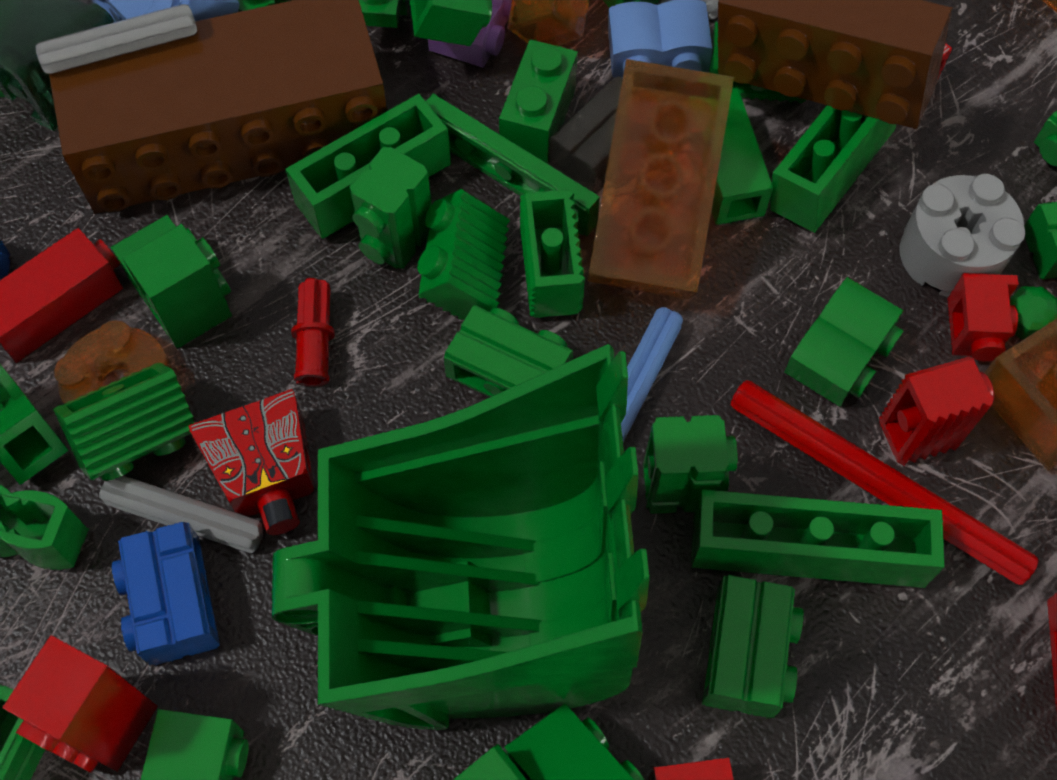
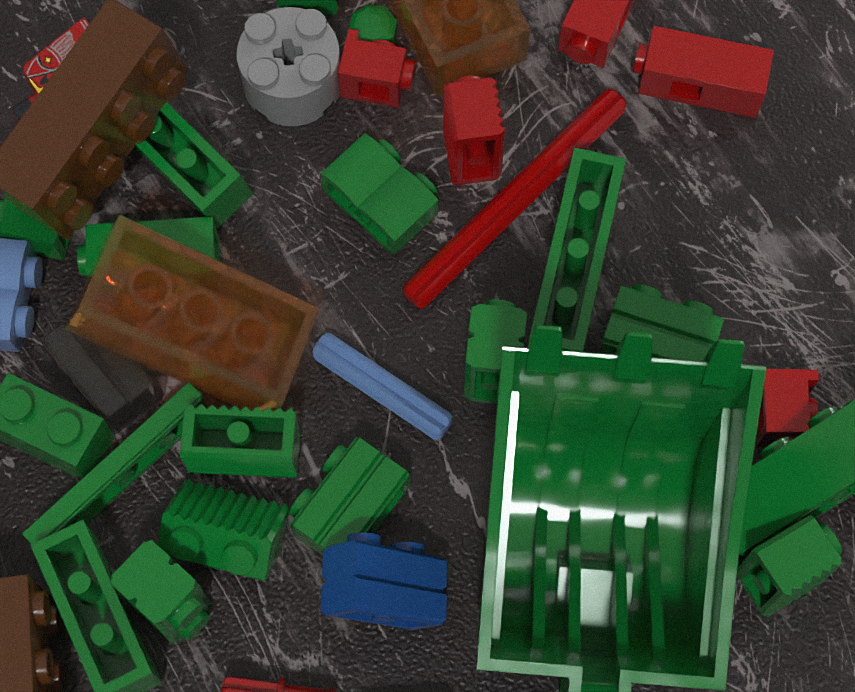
camera: 80 degrees left, 5 degrees up
(423, 377) = (384, 583): none -> blue brick

